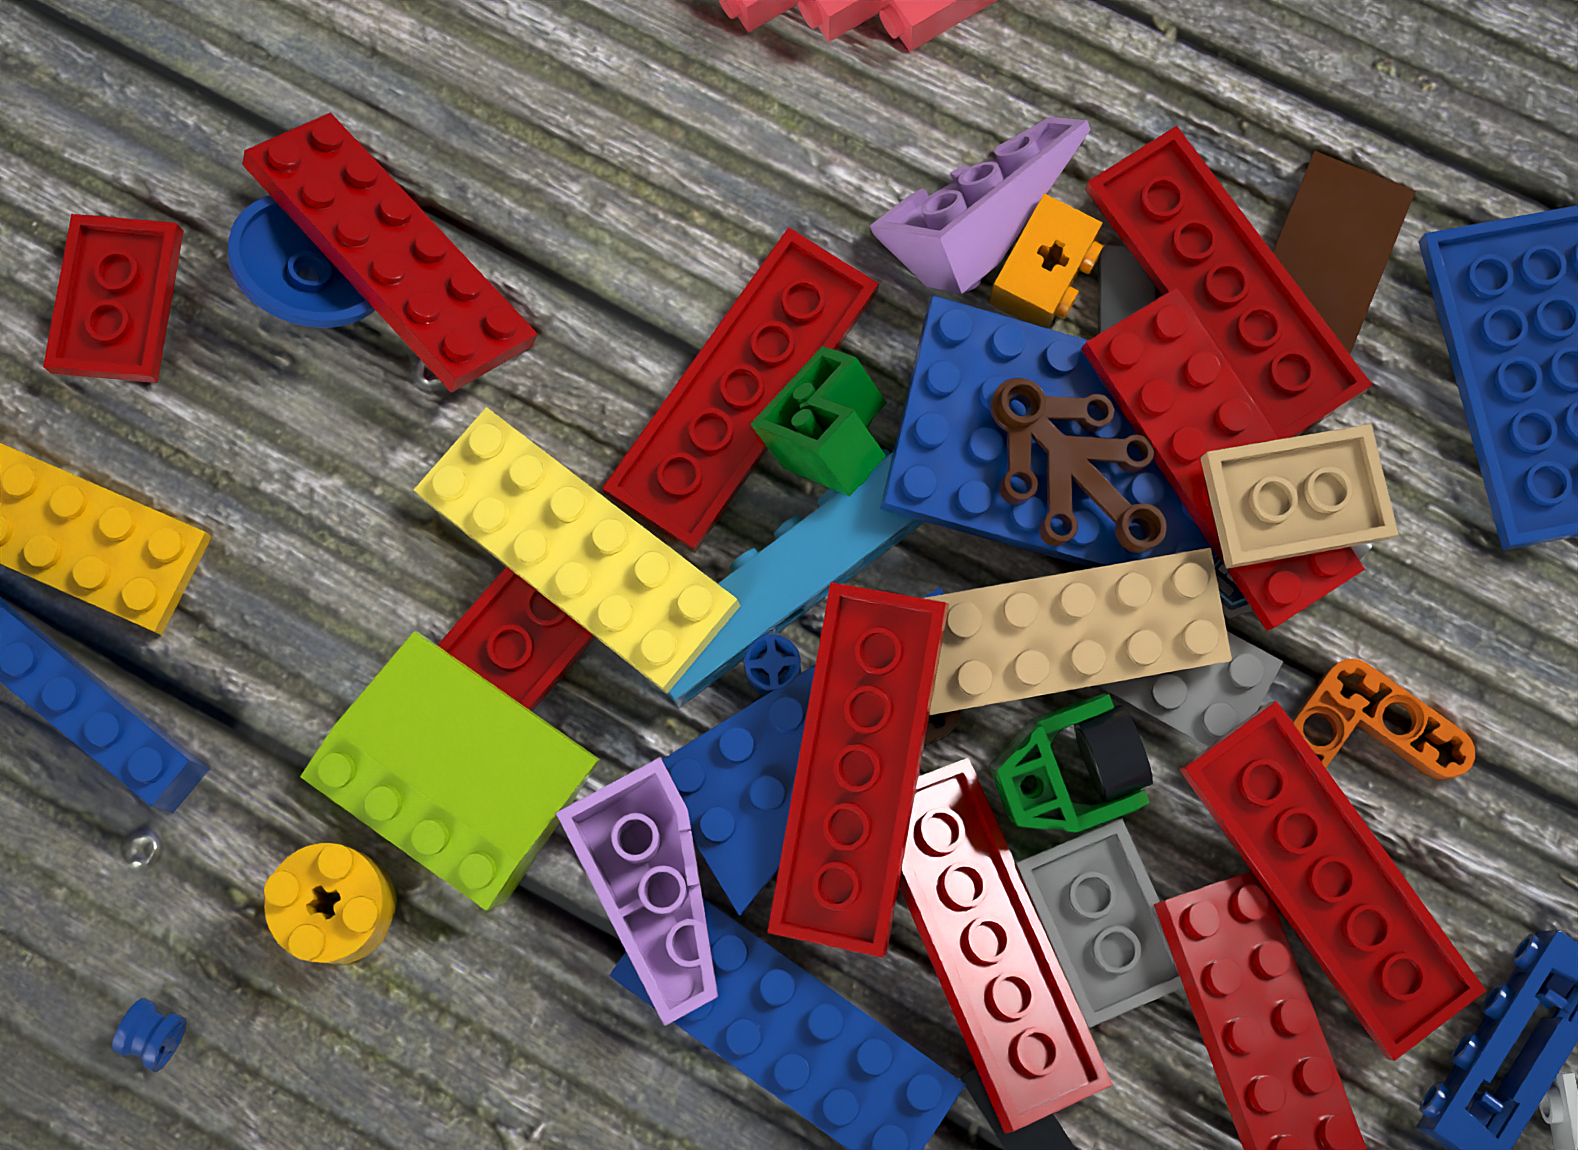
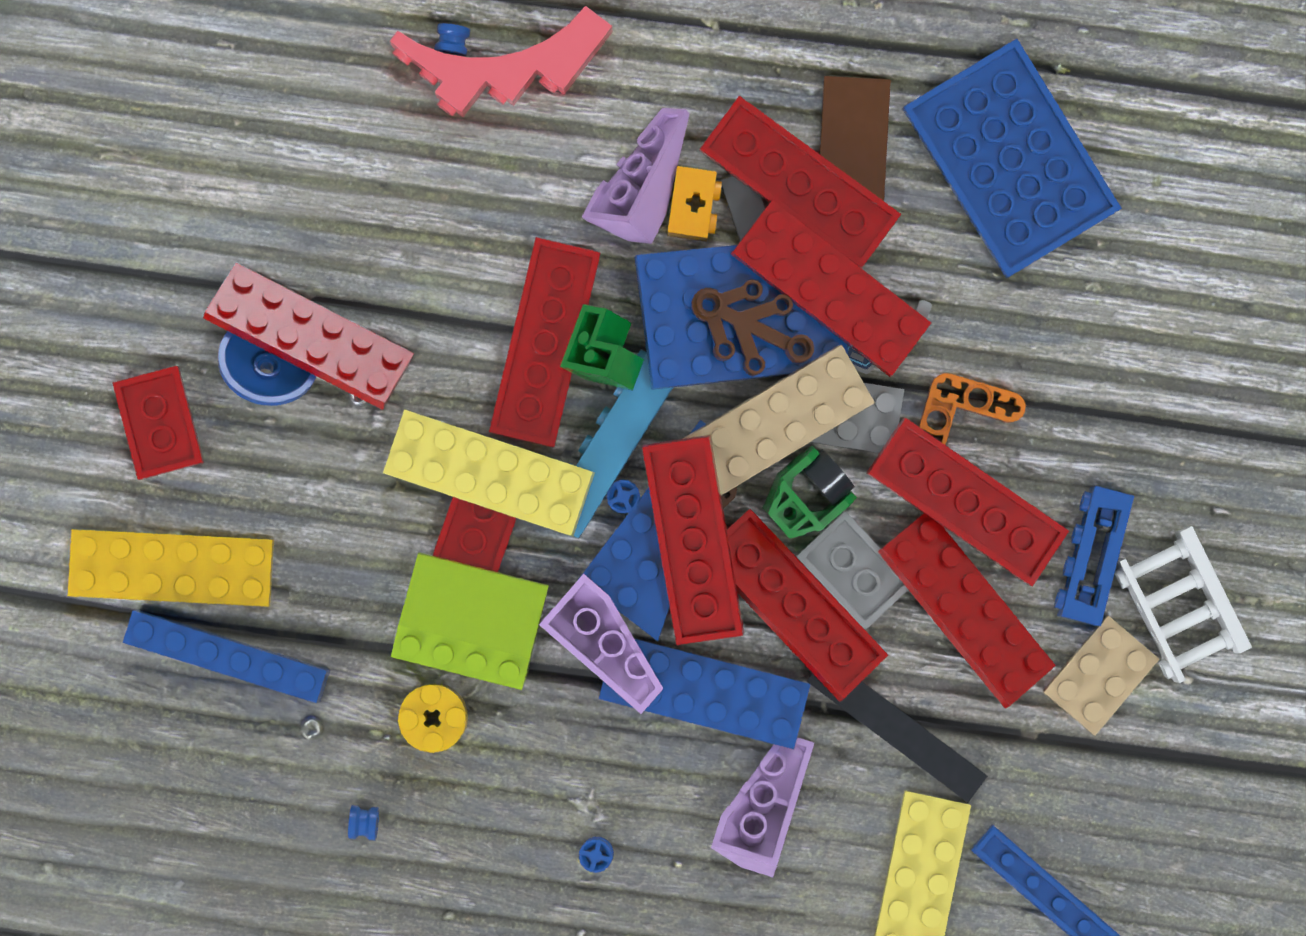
camera: 30 degrees left, 10 degrees up
(1298, 496) = (879, 300): tan plate -> none

